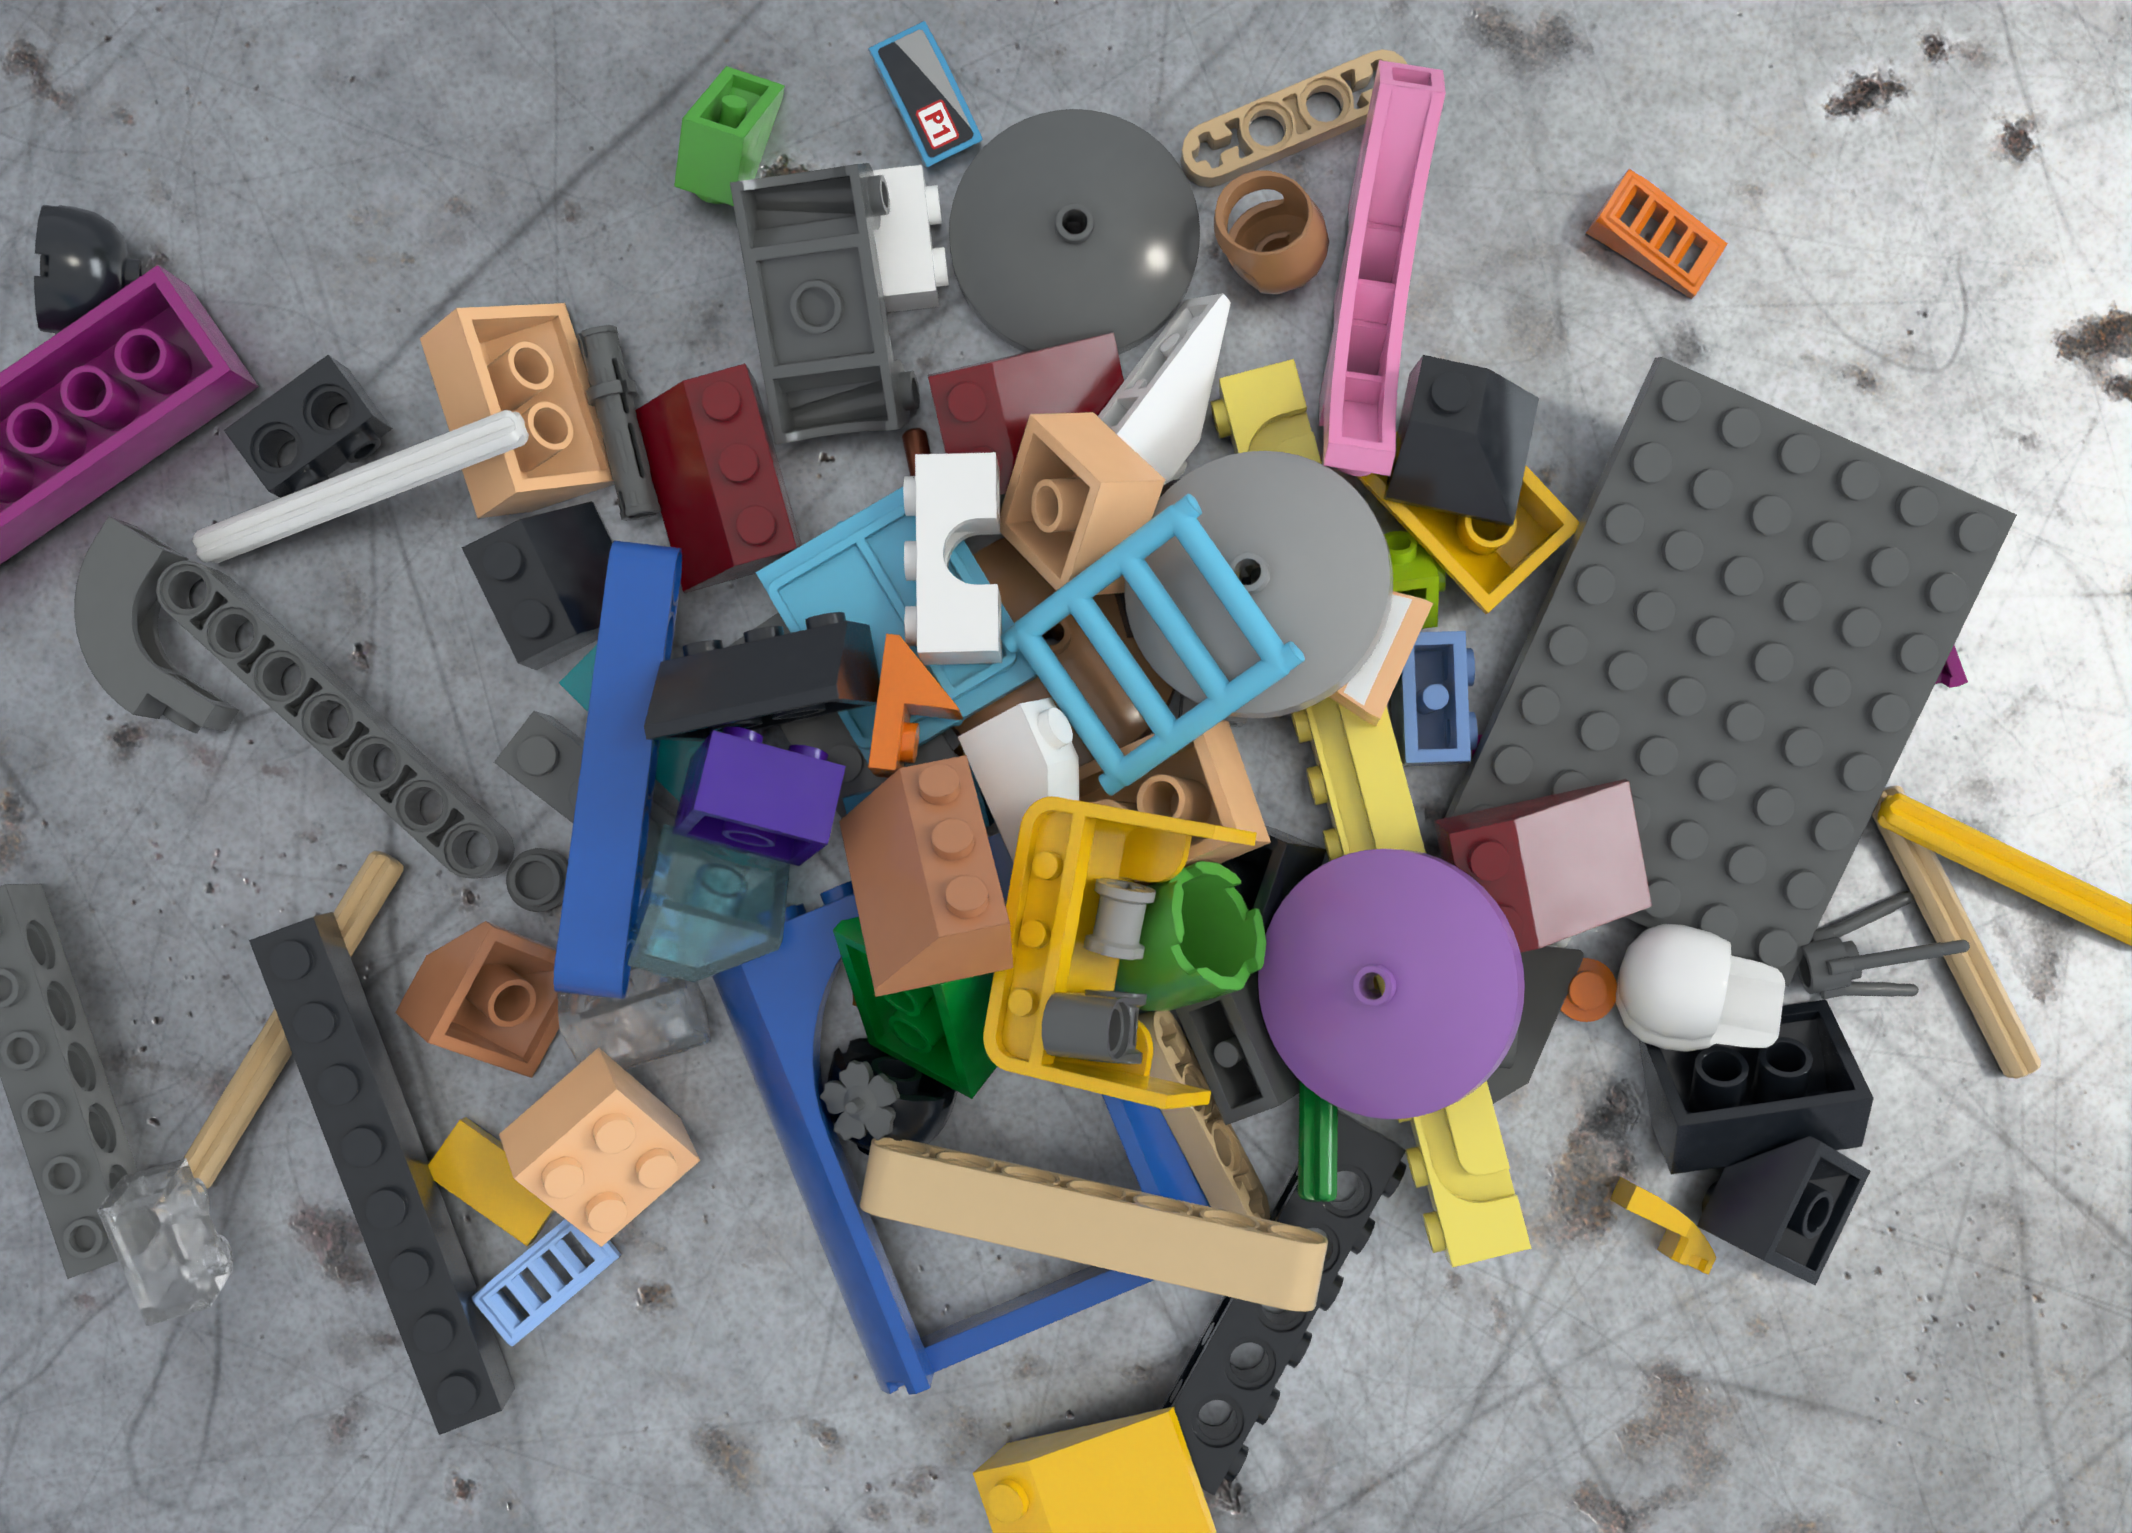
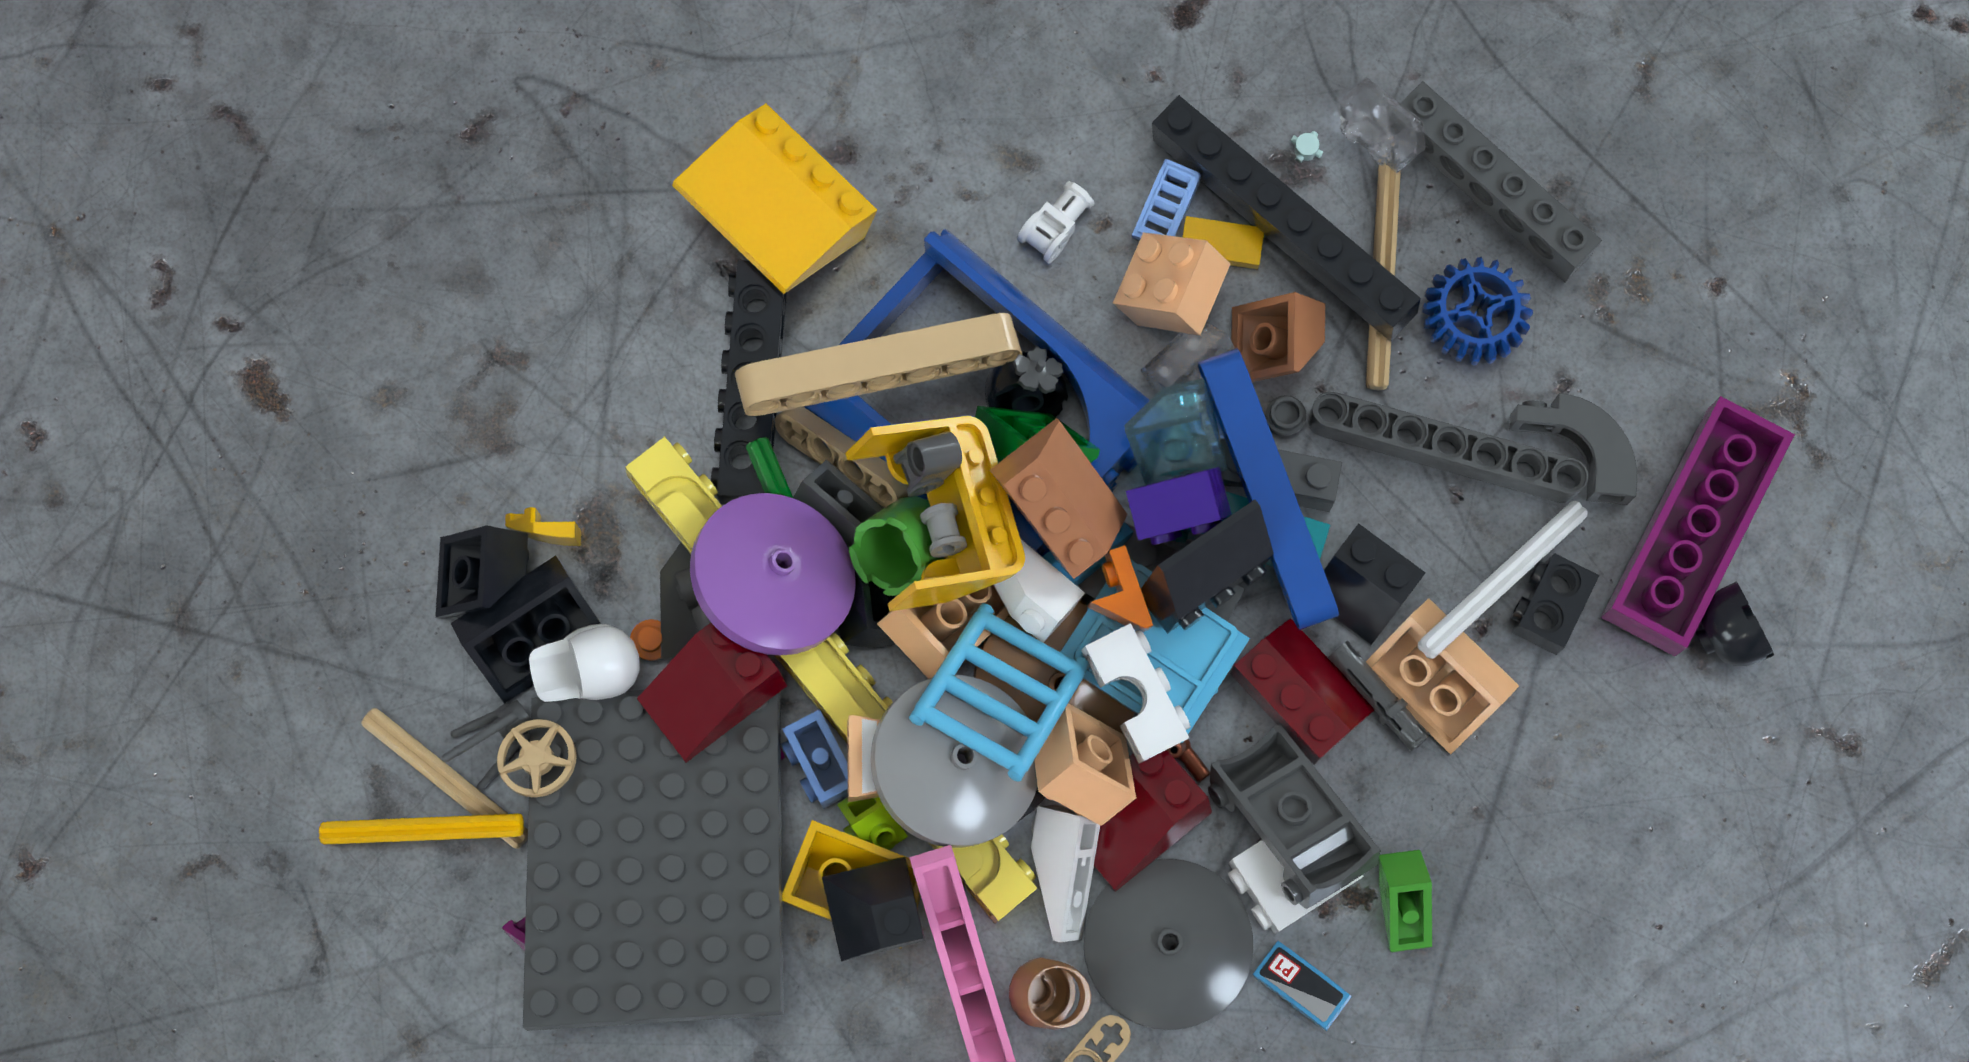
camera: 160 degrees right, 10 degrees down
(175, 922) = (1471, 281): none -> blue gear
(297, 1267) = (1306, 146): none -> light aqua piece
(728, 1325) = (1054, 224): none -> white connector
(1828, 889) = (536, 758): none -> tan wheel

